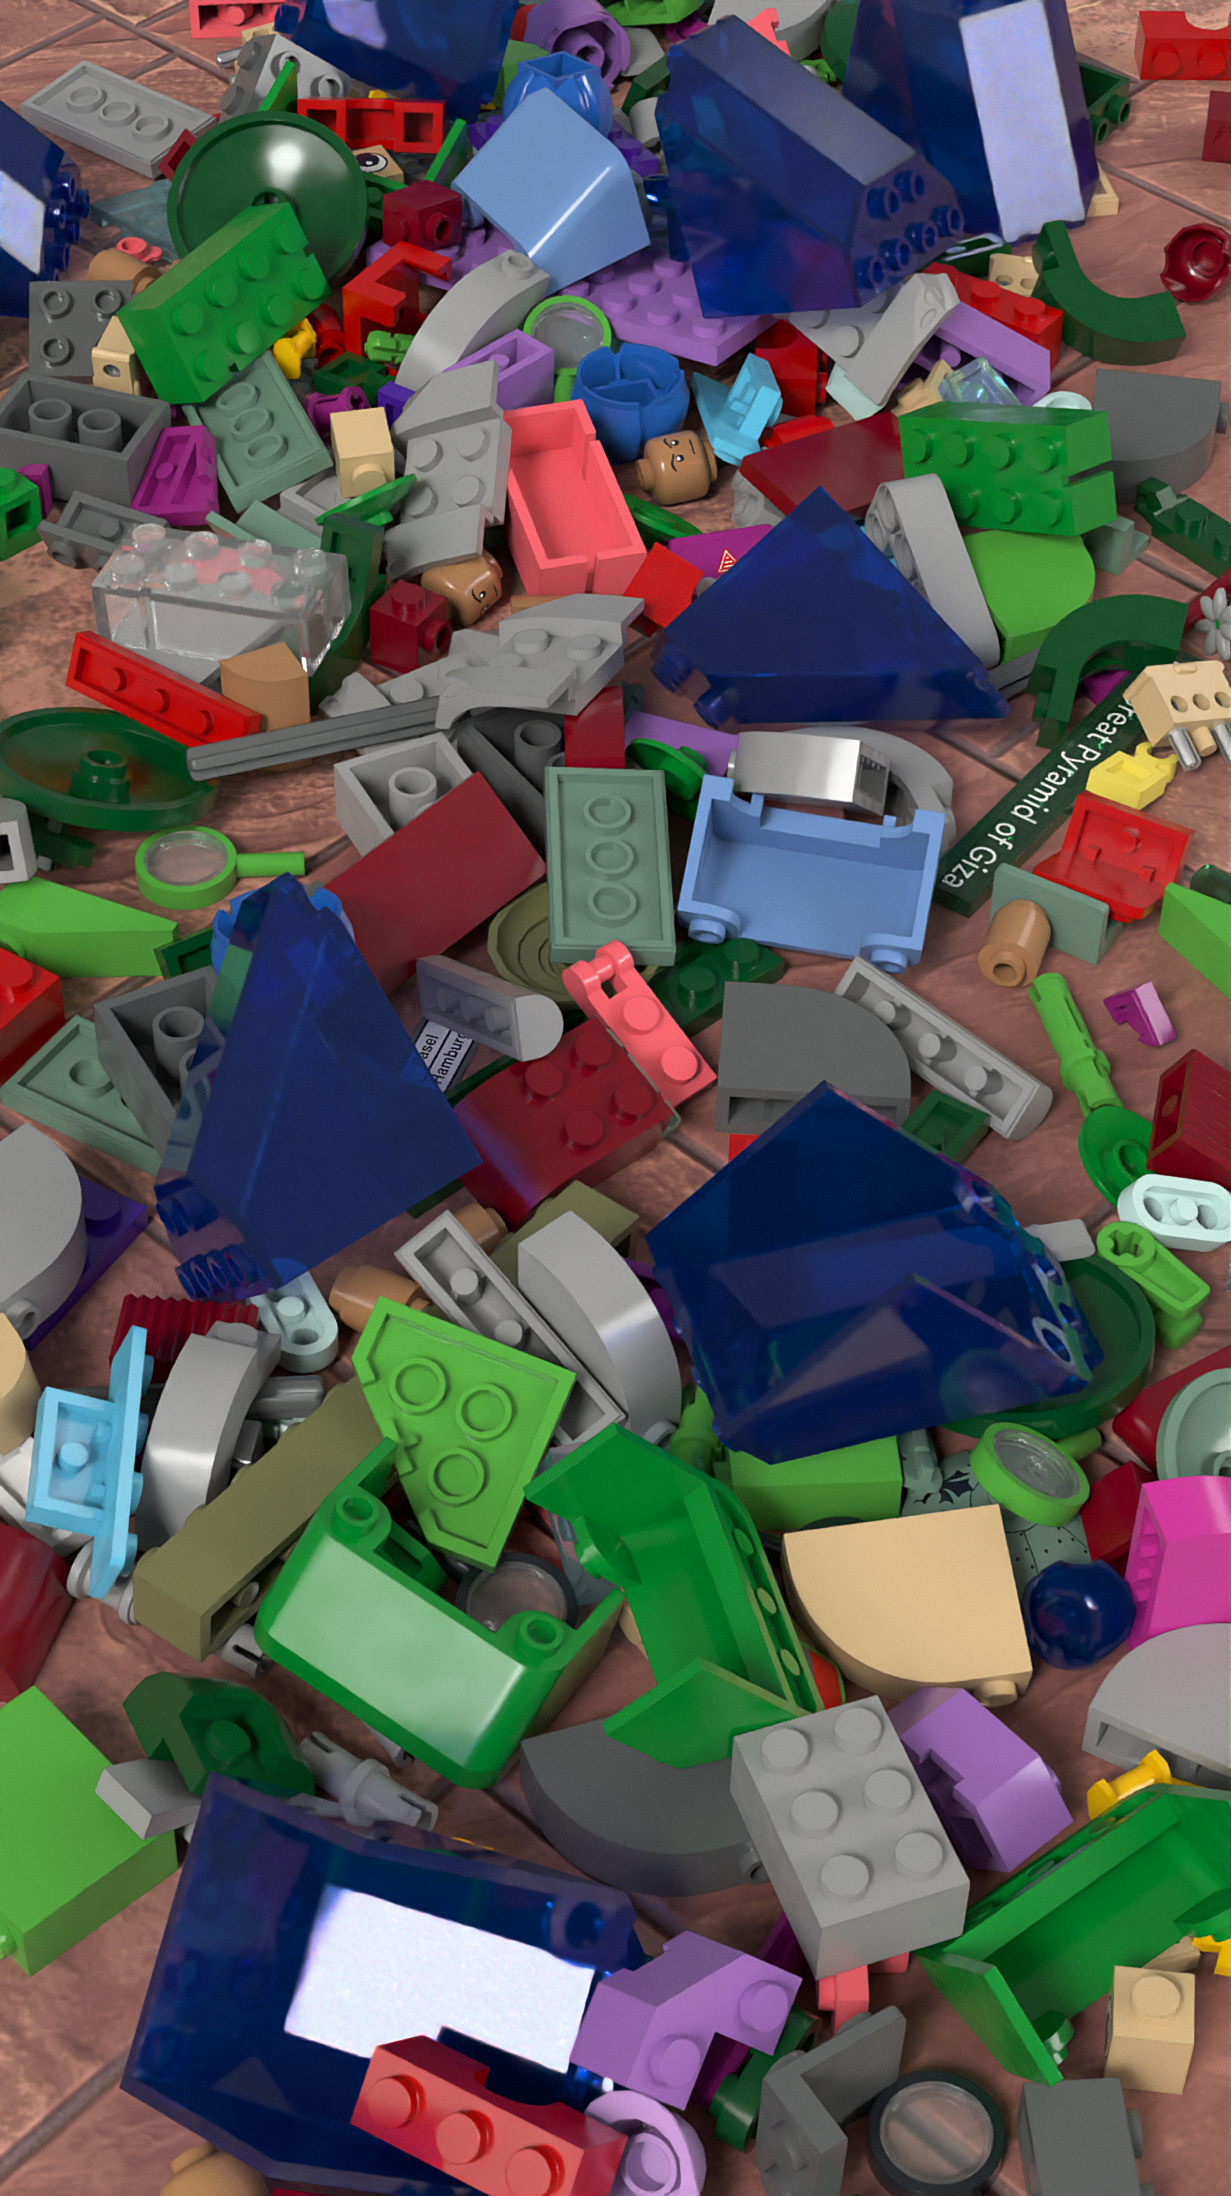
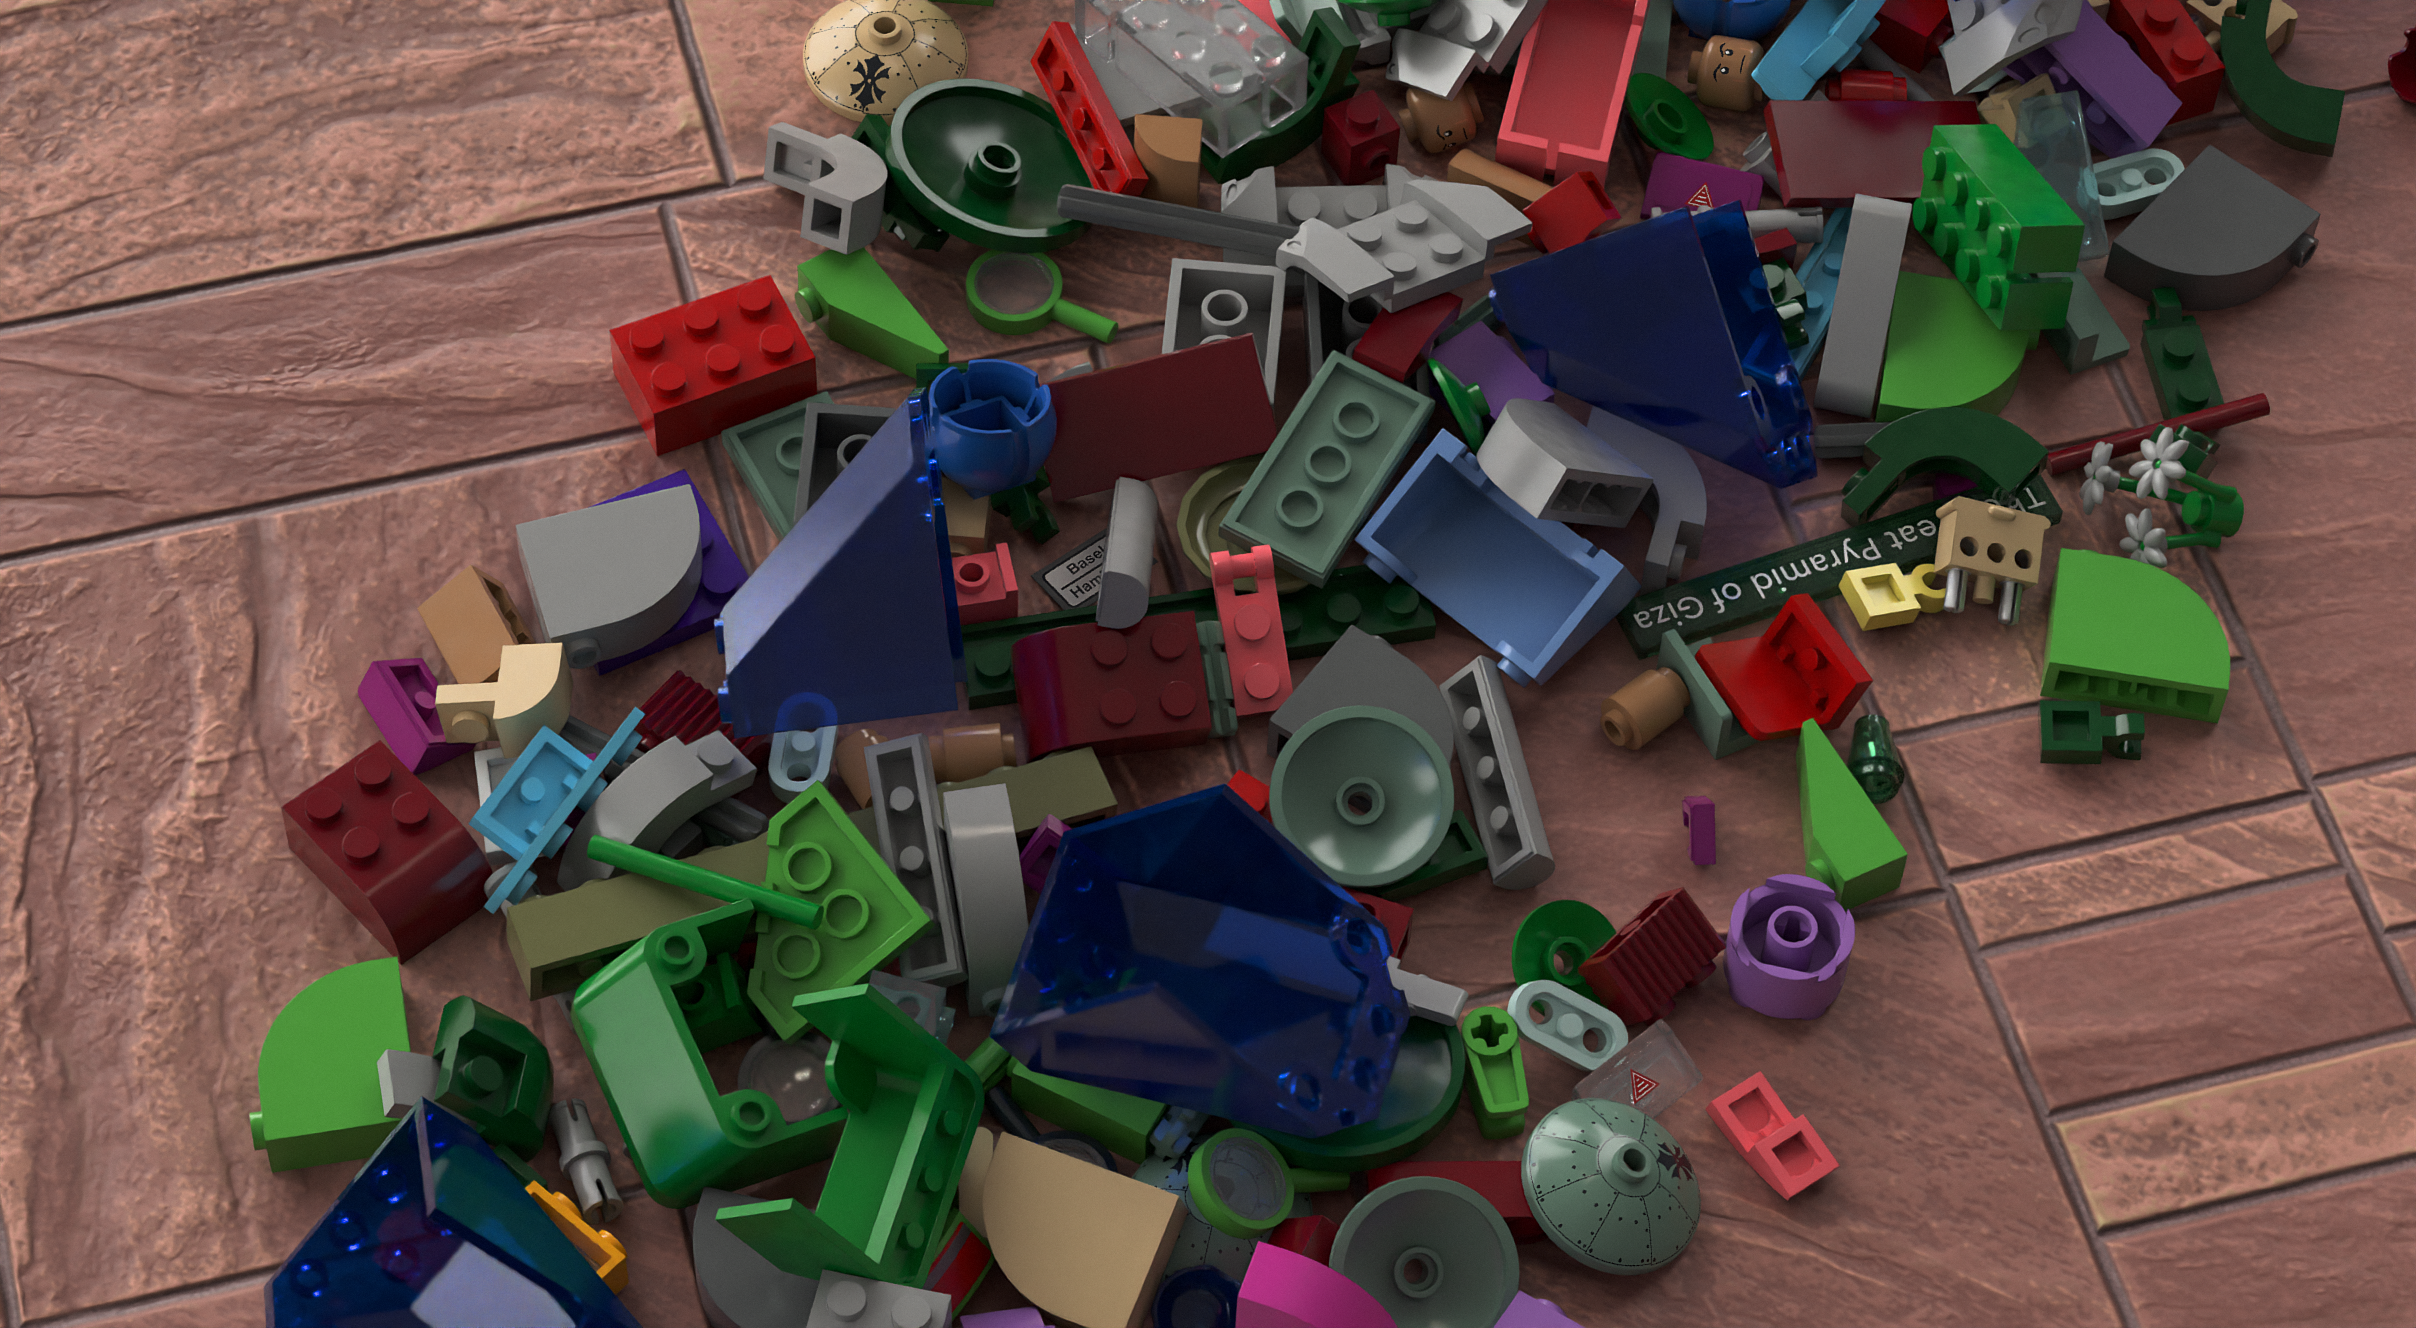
camera: 30 degrees right, 10 degrees up
(317, 1450) = (704, 881): none -> green bar
(876, 1063) = (1368, 756): none -> sand green dish
(1081, 1064) = (1610, 850): bright green pin -> none

